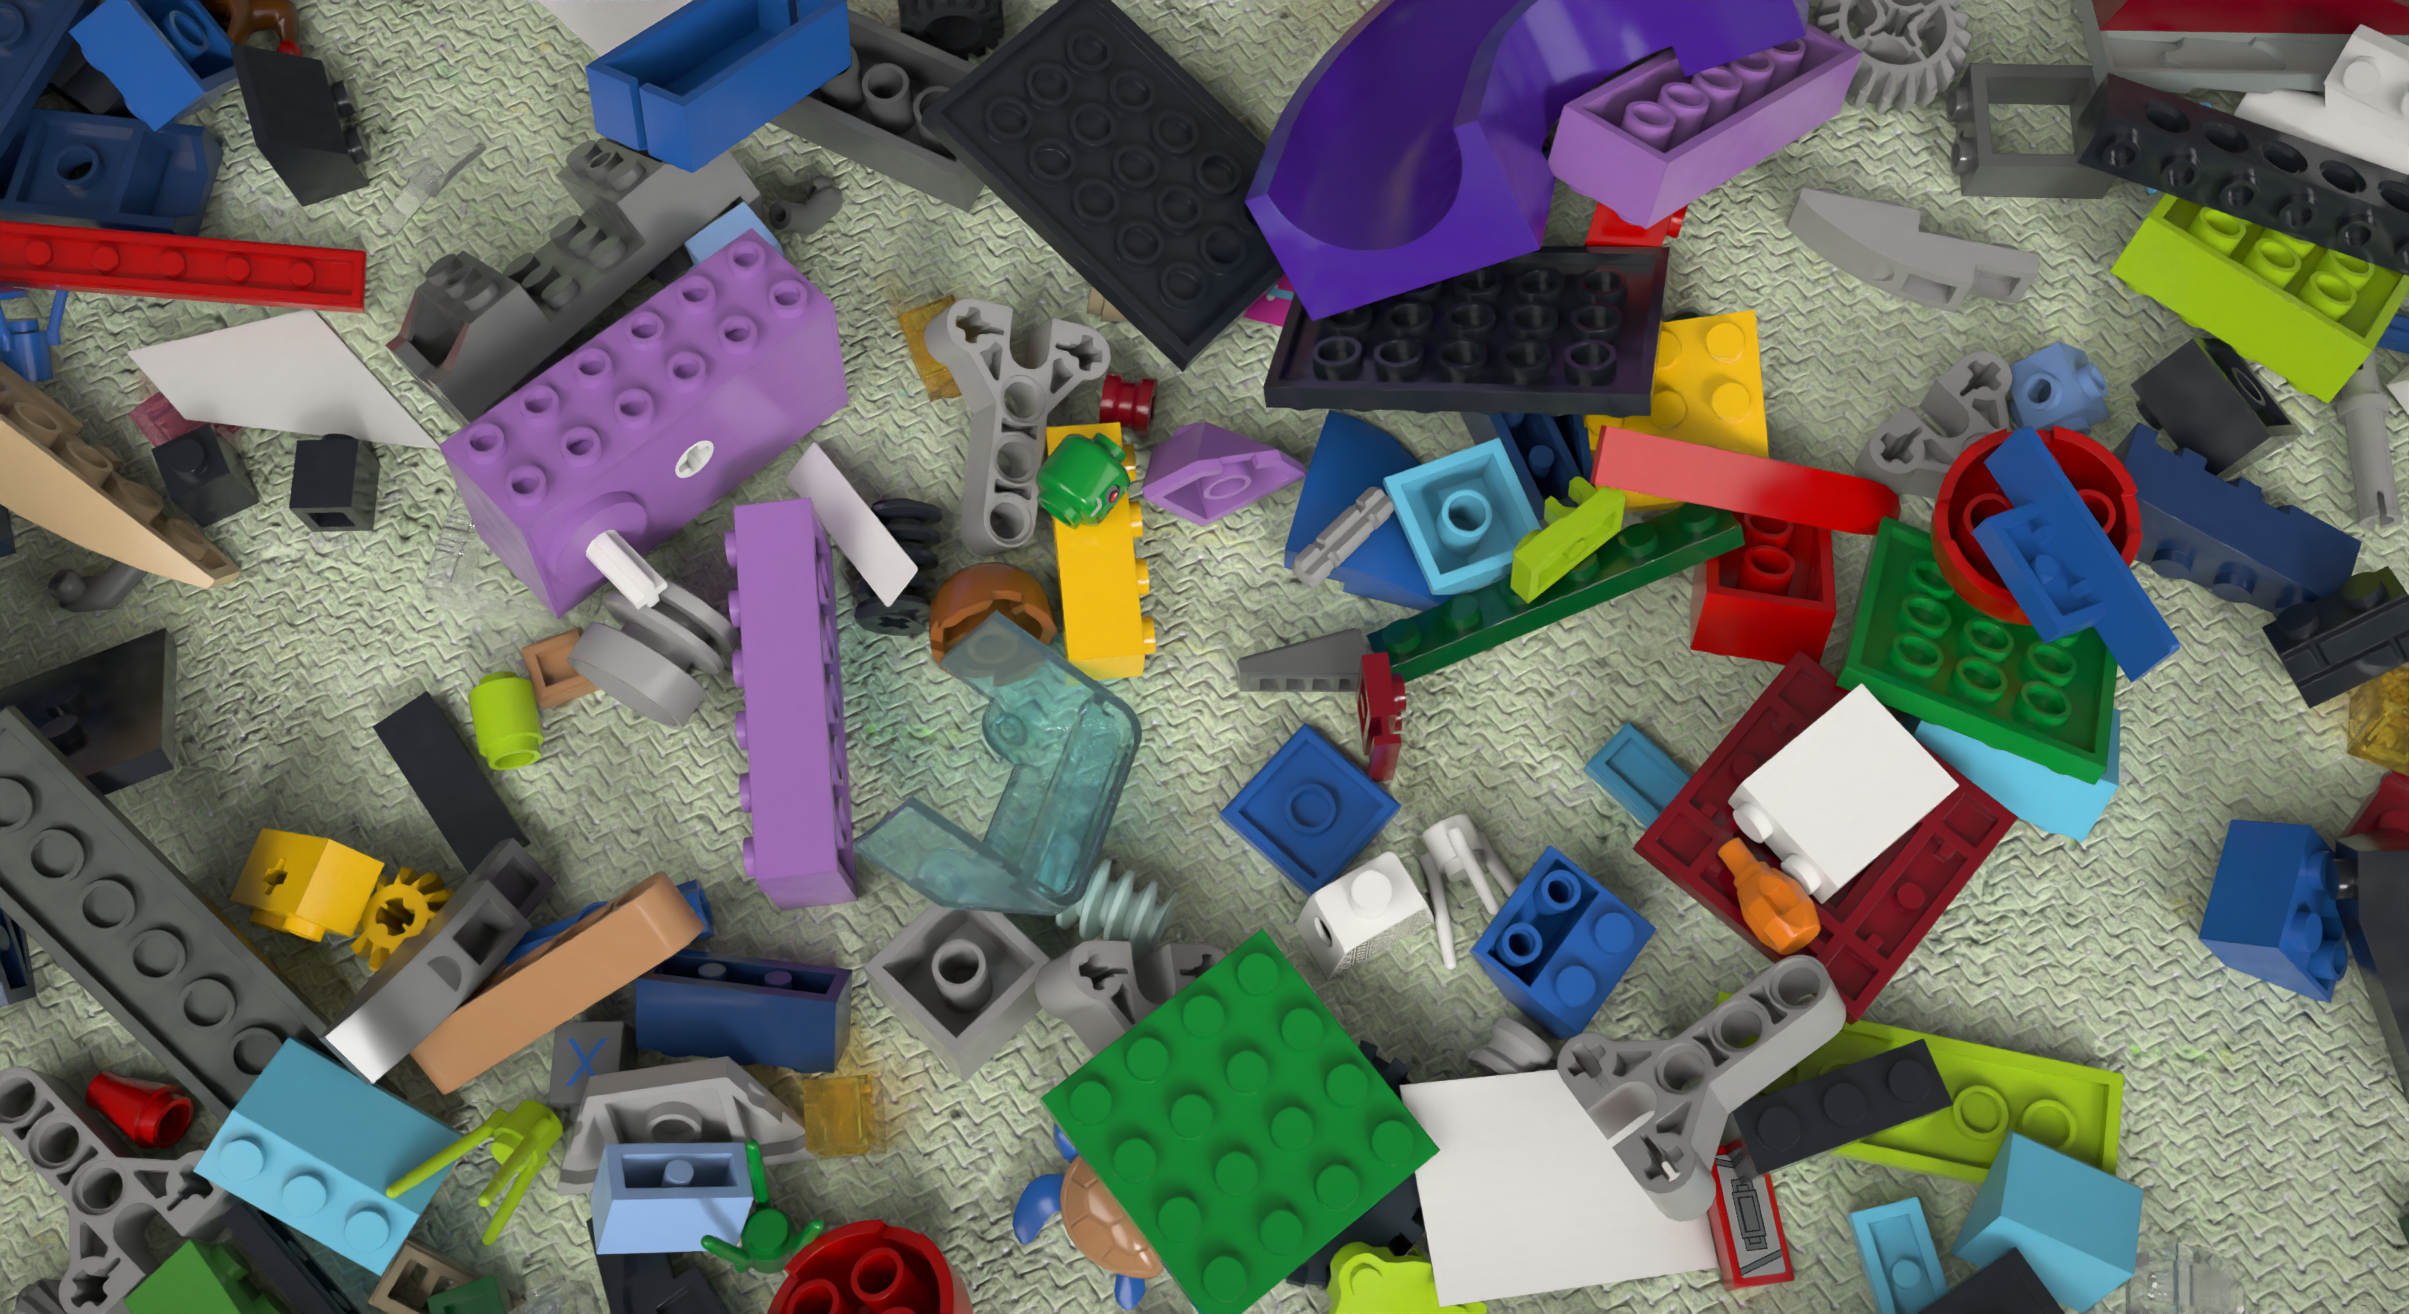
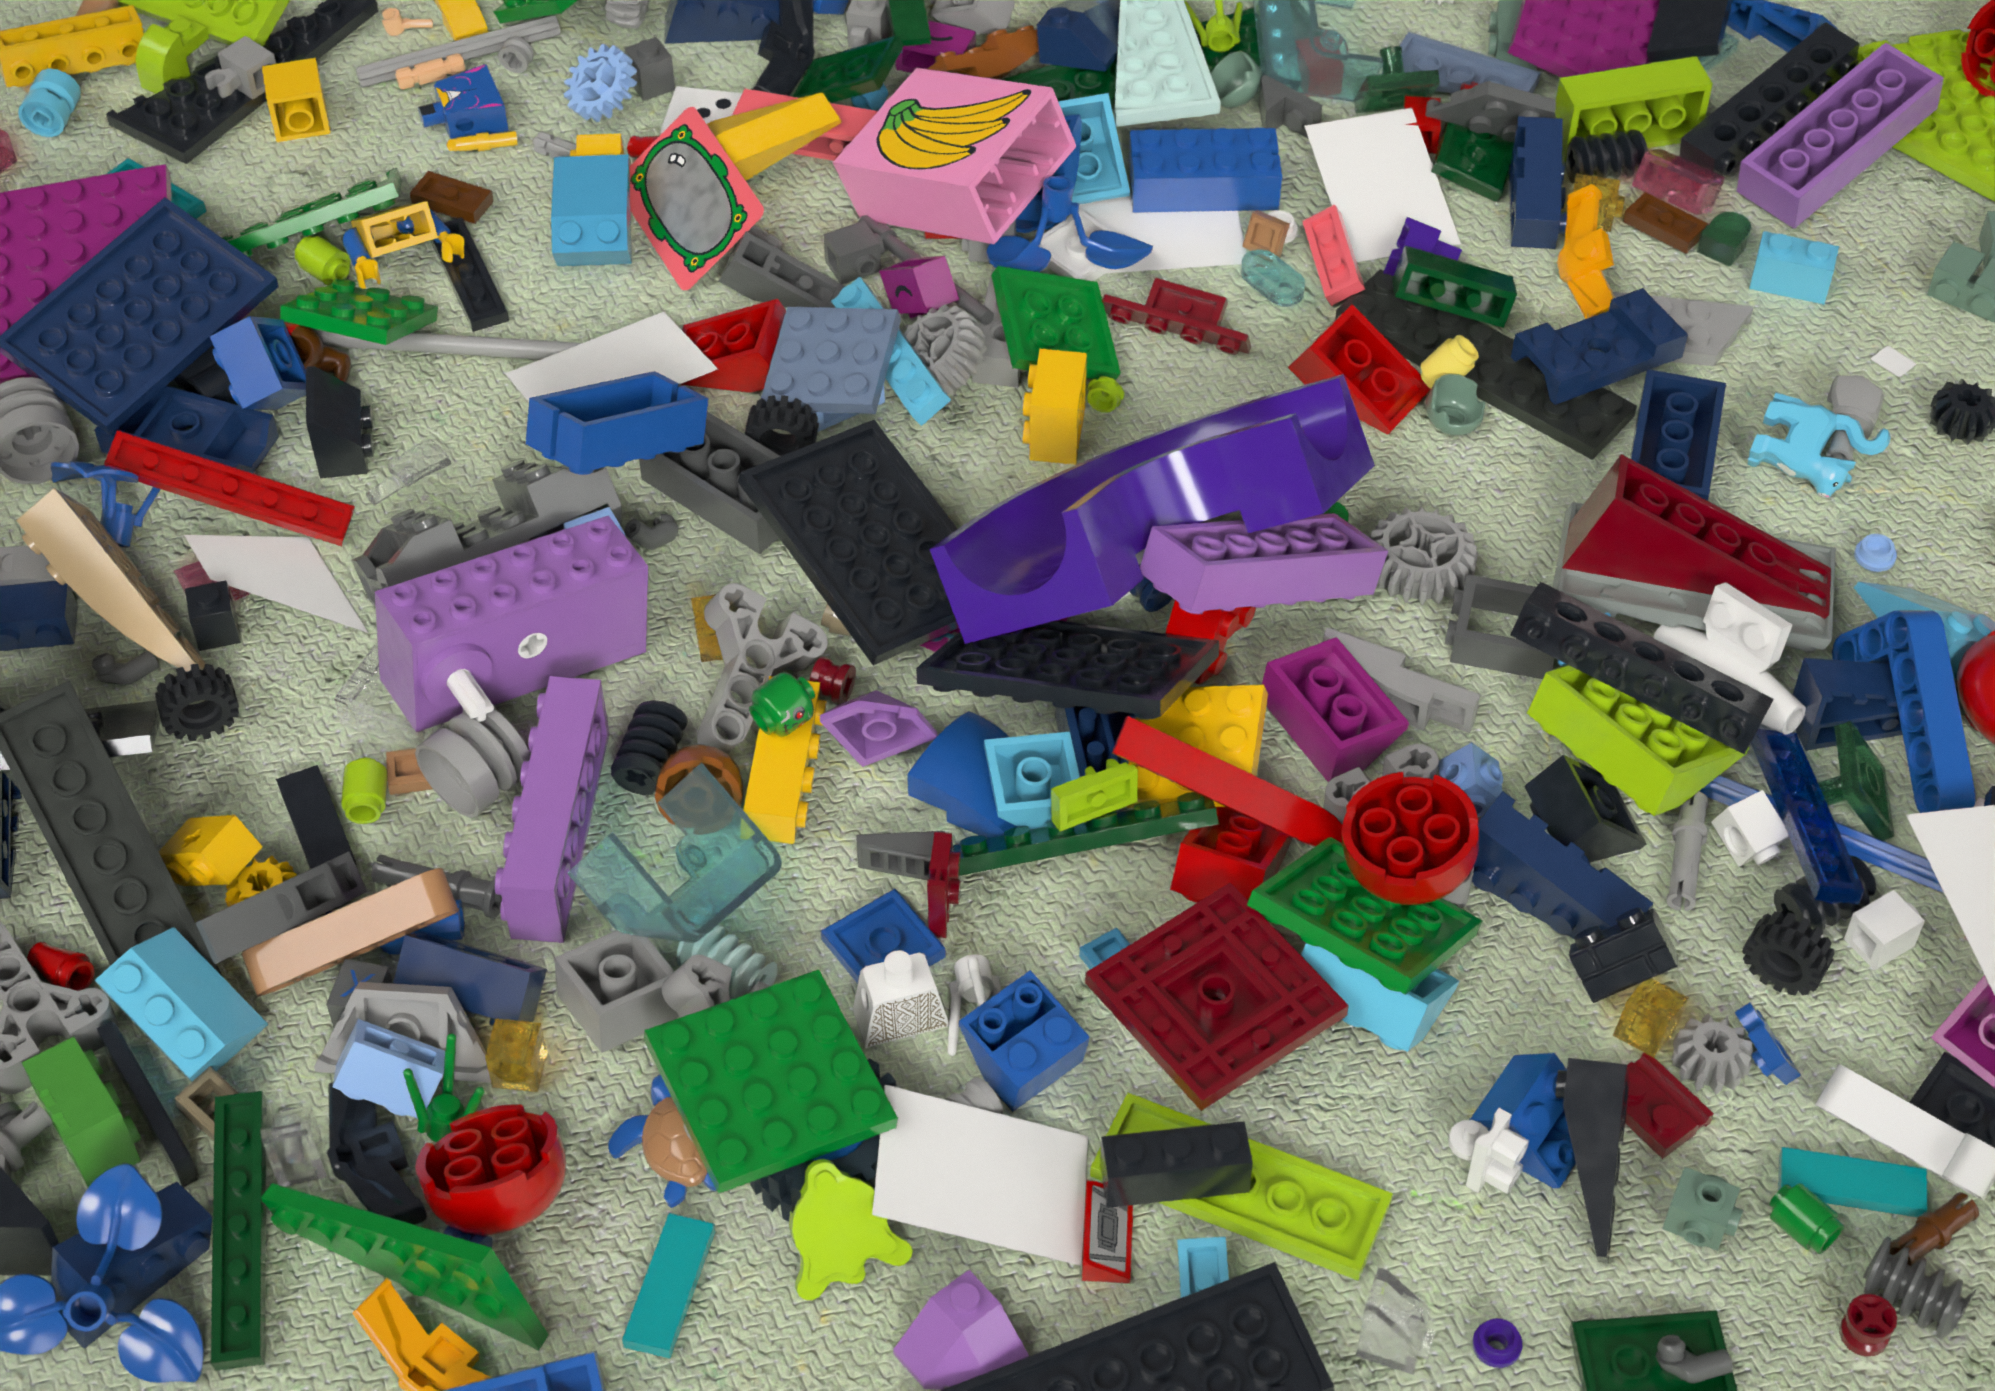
camera: 10 degrees right, 20 degrees down
(220, 632) = (193, 686): none -> black tyre
(334, 484) = (293, 636): black brick -> none
(519, 1146) = (297, 1030): lime plant -> none
(684, 854) = (472, 891): none -> dark grey pin
(853, 525) = (627, 714): white sticker -> none
(1342, 537) = (947, 771): light grey axle -> none
(1692, 1121) = (1063, 1120): light grey beam -> none
(1771, 901) = (1160, 1015): orange piece -> none
(1840, 794) = (1225, 961): white brick -> none
(1841, 314) = (1331, 708): none -> magenta slope
(2062, 1216) = (1317, 1265): medium azure slope -> none
(2063, 561) = (1408, 847): blue bracket -> none
(2246, 985) = (1492, 1153): none -> white hips
(2335, 1265) = (1503, 1332): none -> dark purple plate

